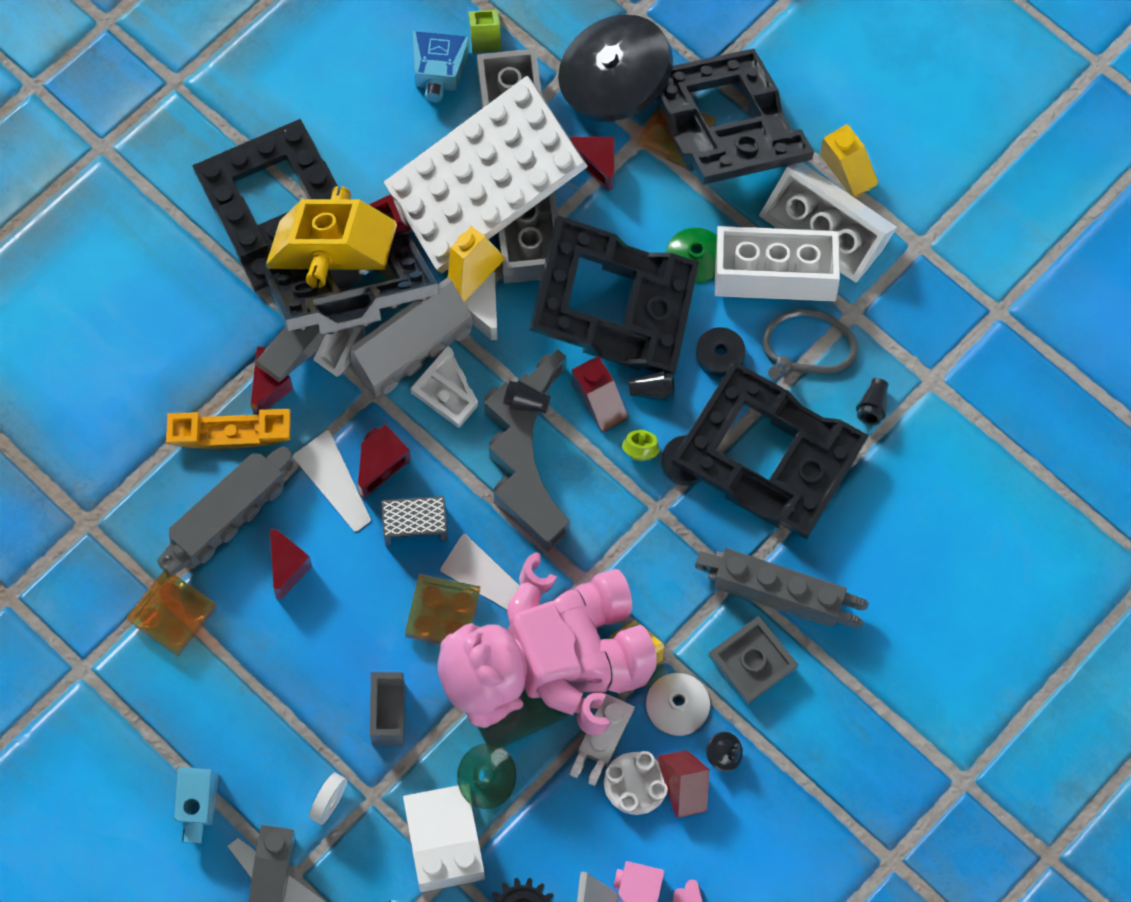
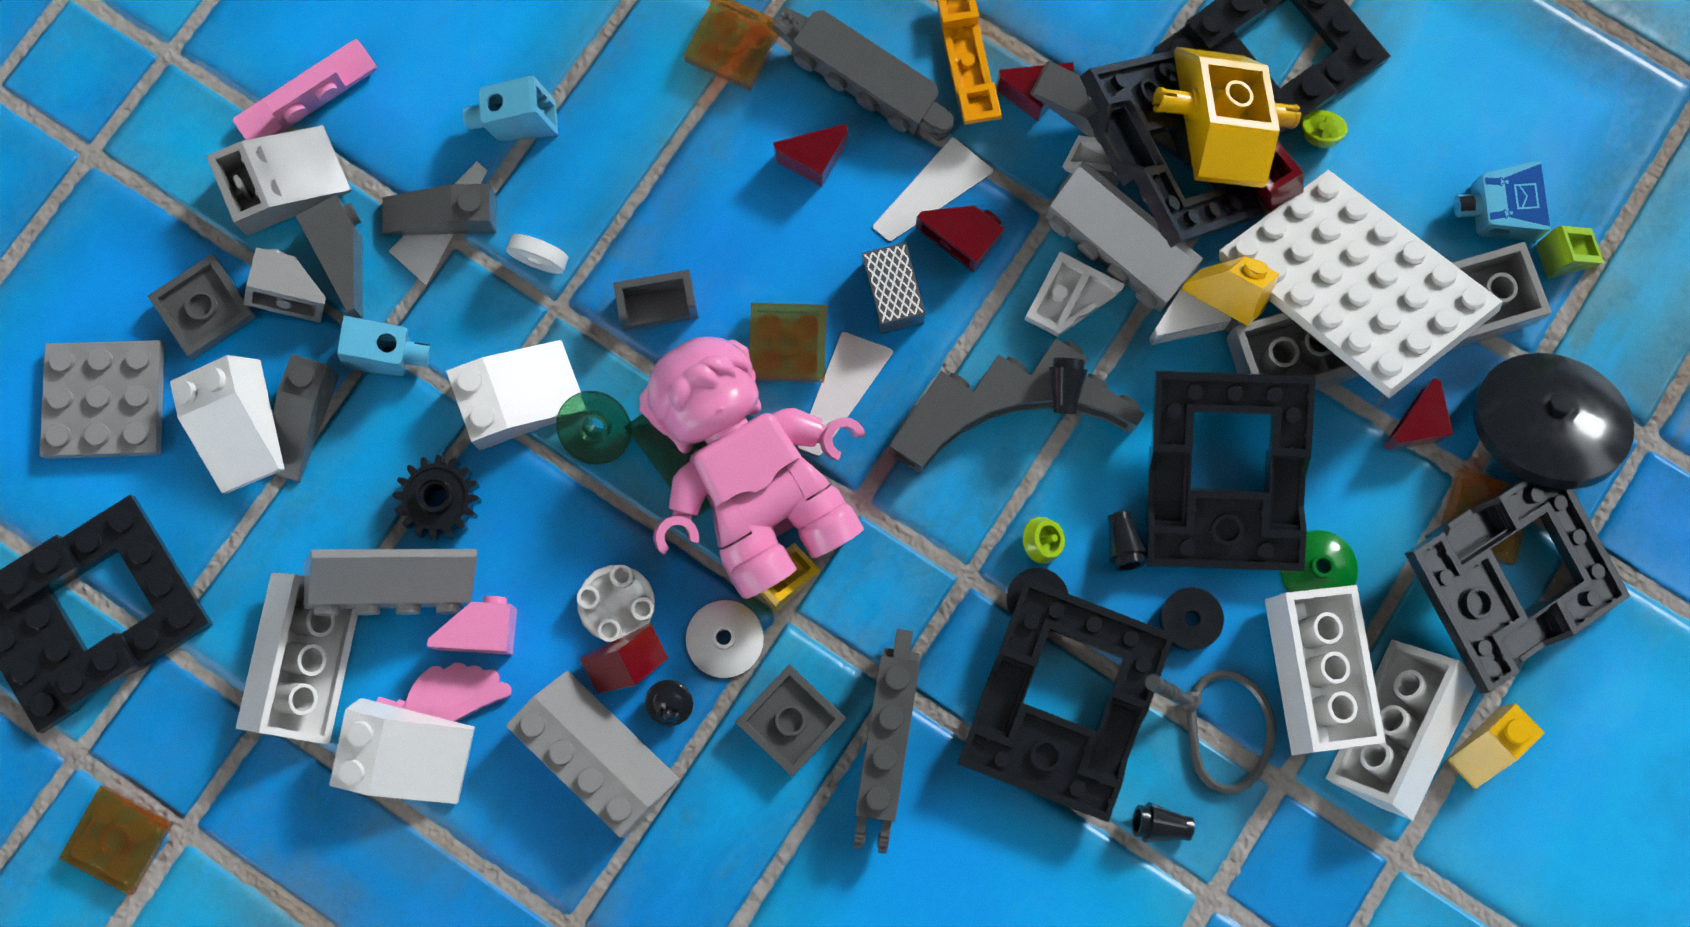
camera: 80 degrees right, 10 degrees up
(351, 176) = (1324, 128): none -> lime hat
(599, 394) = (1099, 477): dark red slope -> none
(602, 747) = (682, 560): white hinge -> none
(756, 818) = (593, 753): none -> light grey slope

